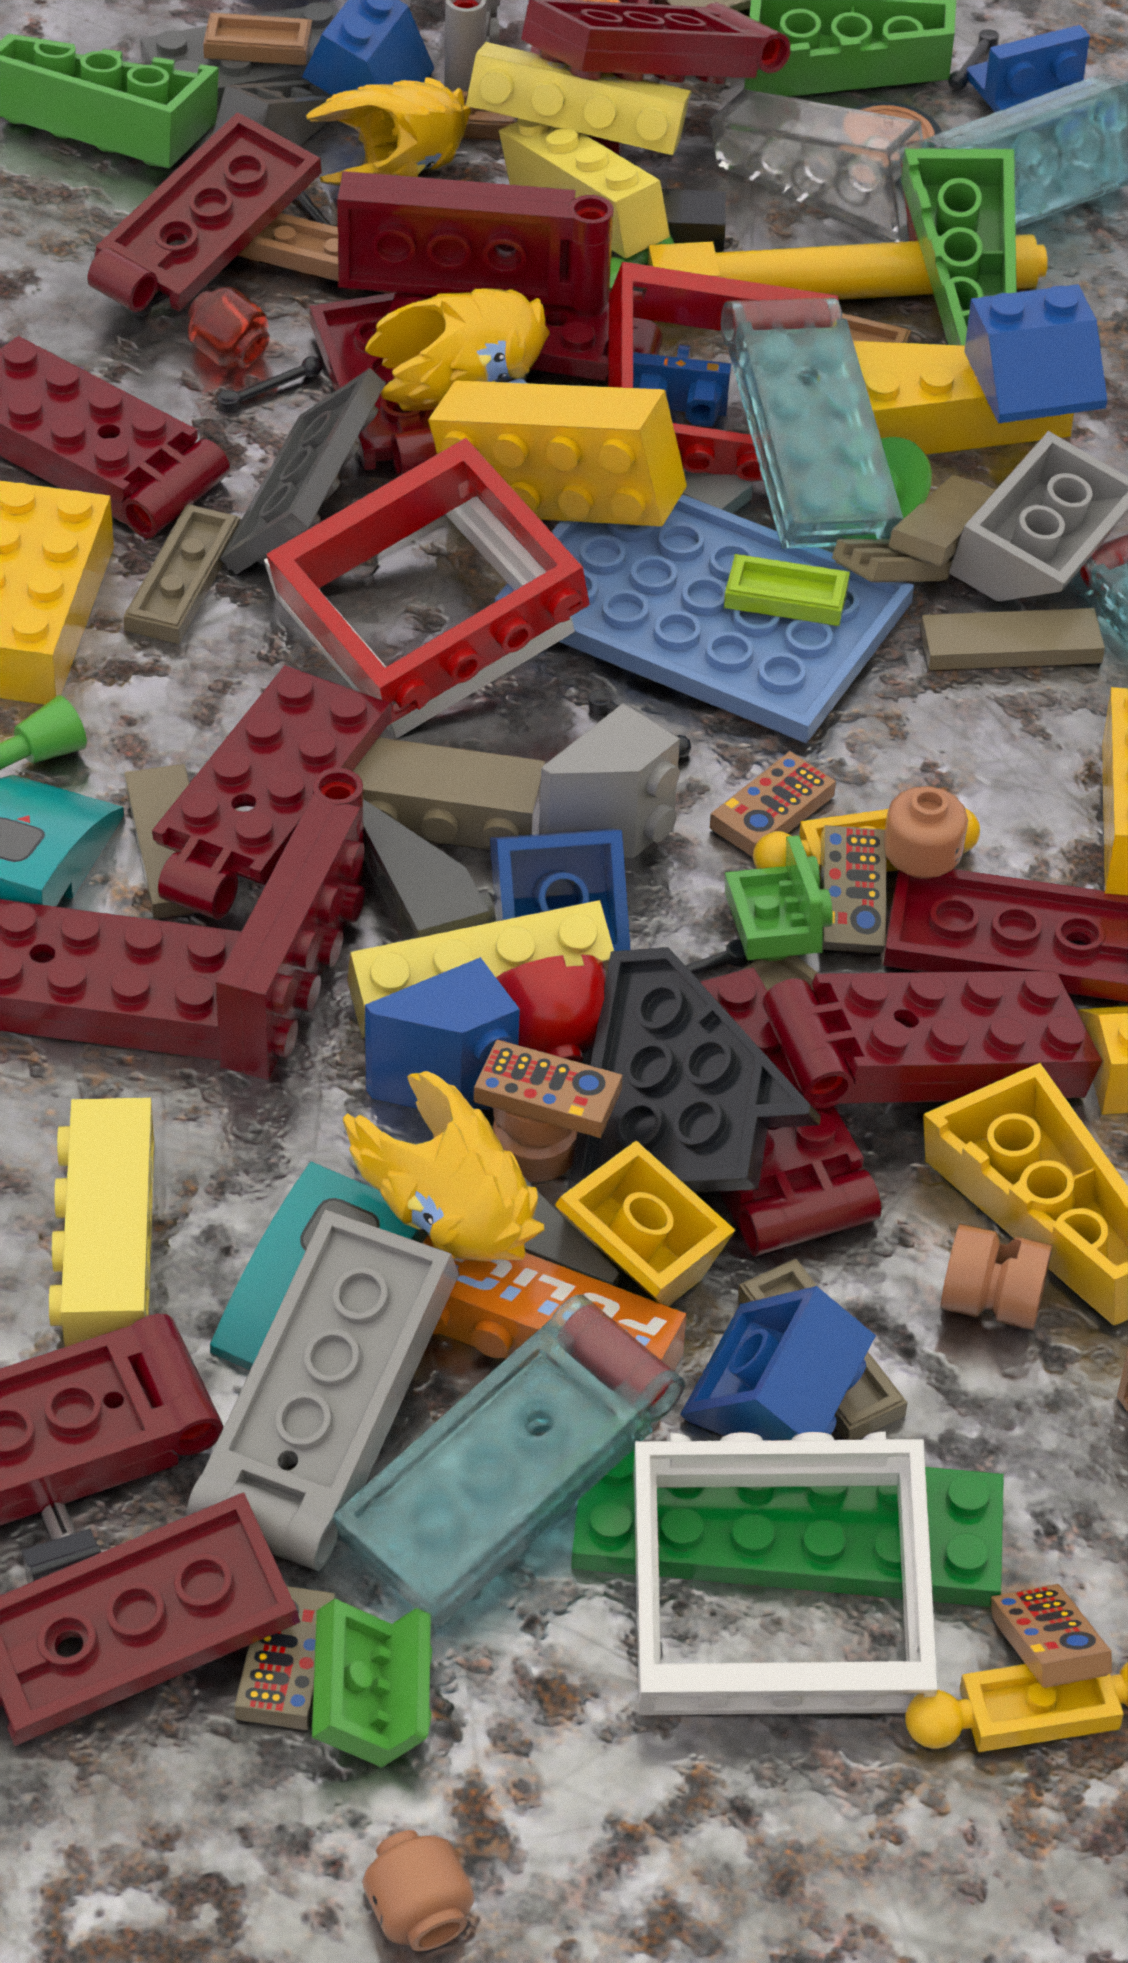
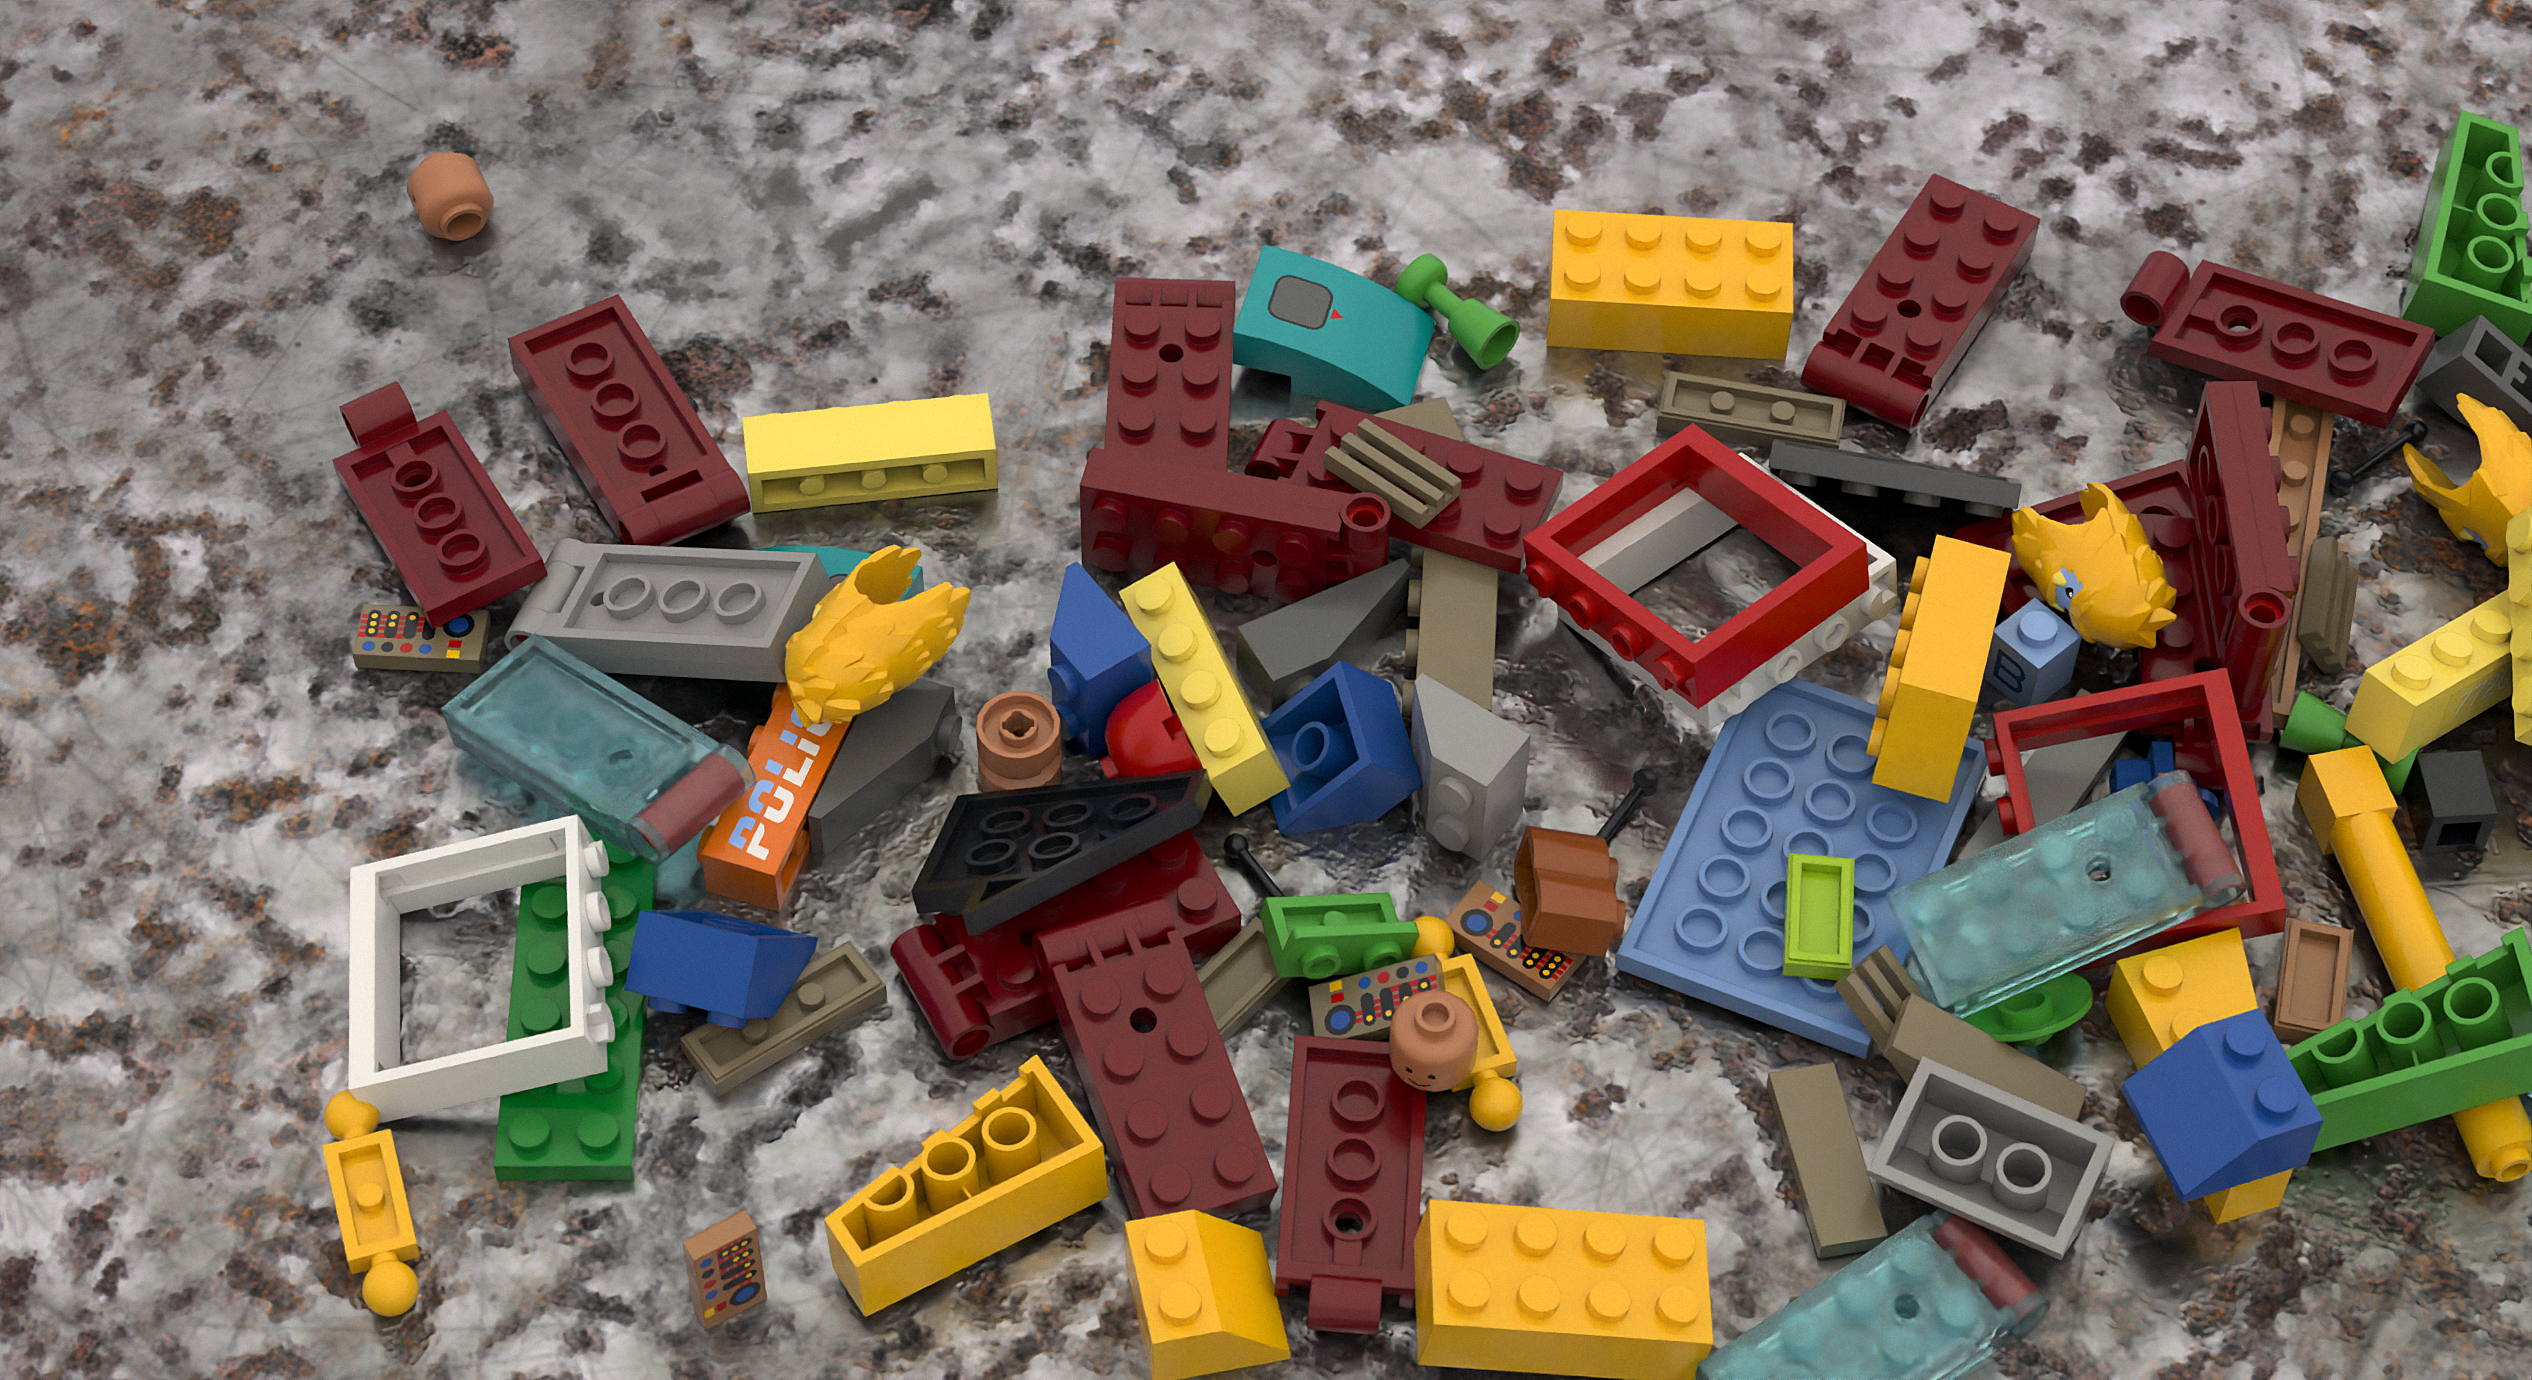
camera: 85 degrees right, 5 degrees up
(62, 1550) = (511, 476): black piece -> none
(228, 328) = (2127, 396): clear red head -> none
(231, 400) = (2034, 423): black hinge -> none
(277, 763) = (1399, 468): none -> dark tan tile
(371, 1682) = (380, 684): bright green bracket -> none
(418, 1890) = (178, 743): nougat head -> none
(548, 1088) = (1008, 724): medium nougat tile -> none
(647, 1223) = (858, 822): yellow slope -> none
(751, 744) = (1567, 891): none -> dark orange brick
(996, 1276) = (860, 1138): nougat wheel -> none
(1051, 1635) = (431, 1197): medium nougat tile -> none

